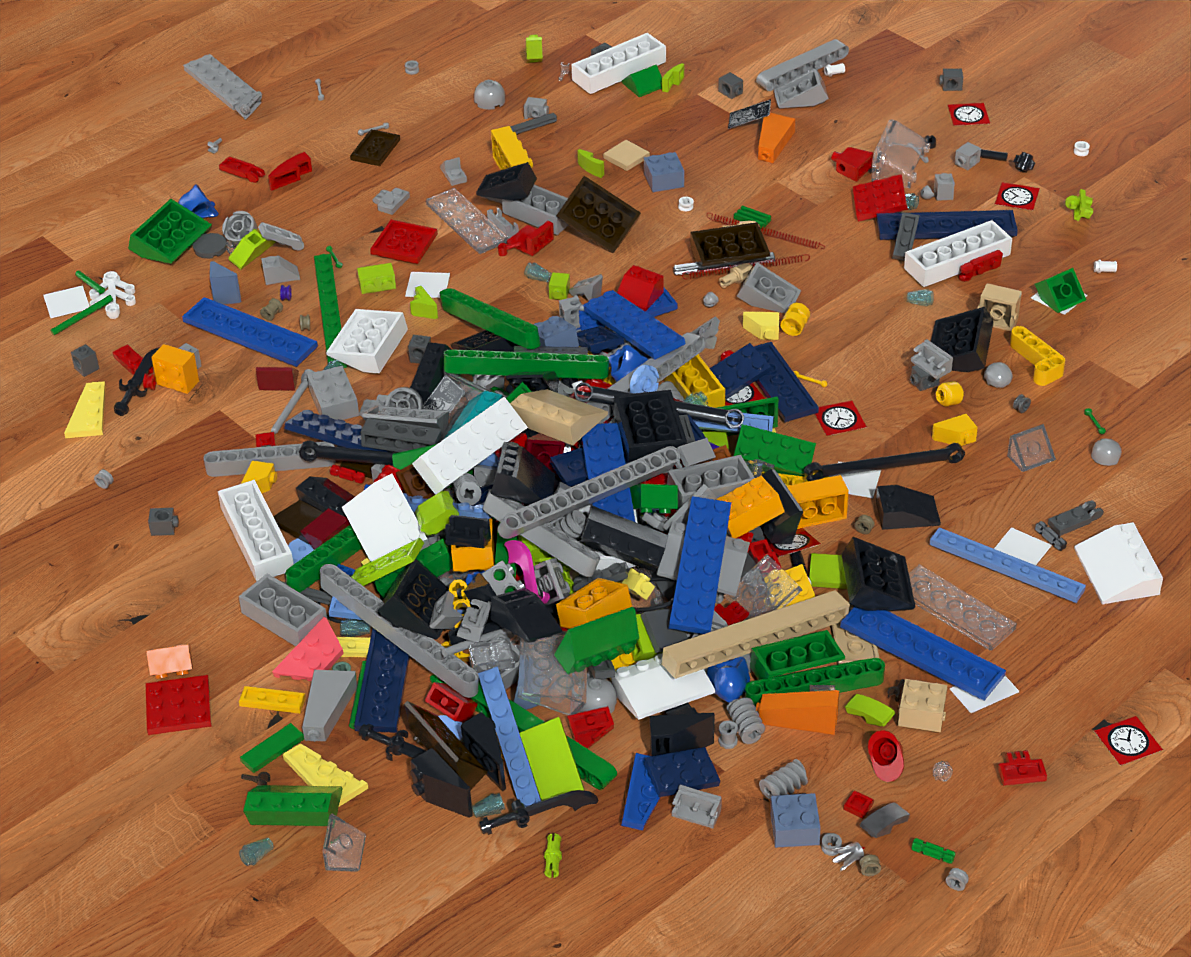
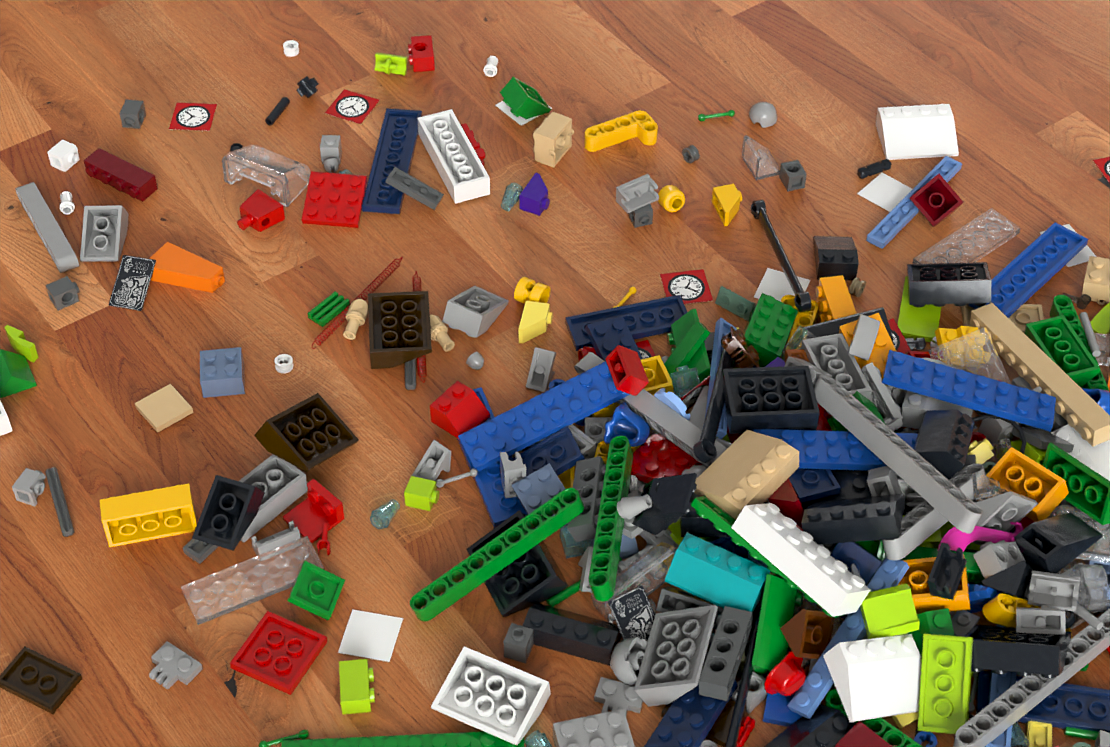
camera: 85 degrees left, 5 degrees up
(423, 304) = (425, 632): lime slope -> none
(453, 171) = (130, 590): light grey slope -> none
(456, 246) = (316, 590): none -> green plate
(528, 359) = (632, 506): none -> light grey cone
(571, 568) = (985, 487): none -> clear panel
(590, 164) = (171, 444): lime slope -> none
(668, 344) = (627, 370): none -> red brick
(723, 420) = (738, 341): none -> reddish brown hinge
(735, 399) = (687, 347): none -> green tile
(741, 482) = (864, 337): none -> light grey slope
(827, 441) = (734, 303): none -> sand green hinge
(847, 680) = (1089, 334): none -> light grey bar
(874, 87) = (120, 174): none -> dark red brick
(888, 56) = (63, 155): none -> white brick
(927, 310) = (534, 196): none -> dark purple slope
(965, 338) = (589, 177): black slope -> none
(967, 156) = (279, 125): light grey brick -> none
(998, 375) = (643, 163): light grey hair -> none
(1001, 572) = (936, 200): none -> dark red slope
(1014, 473) = (792, 175): none -> dark grey brick
(1075, 518) = (850, 150): dark grey hinge -> none
(1103, 221) = (422, 53): none -> red brick

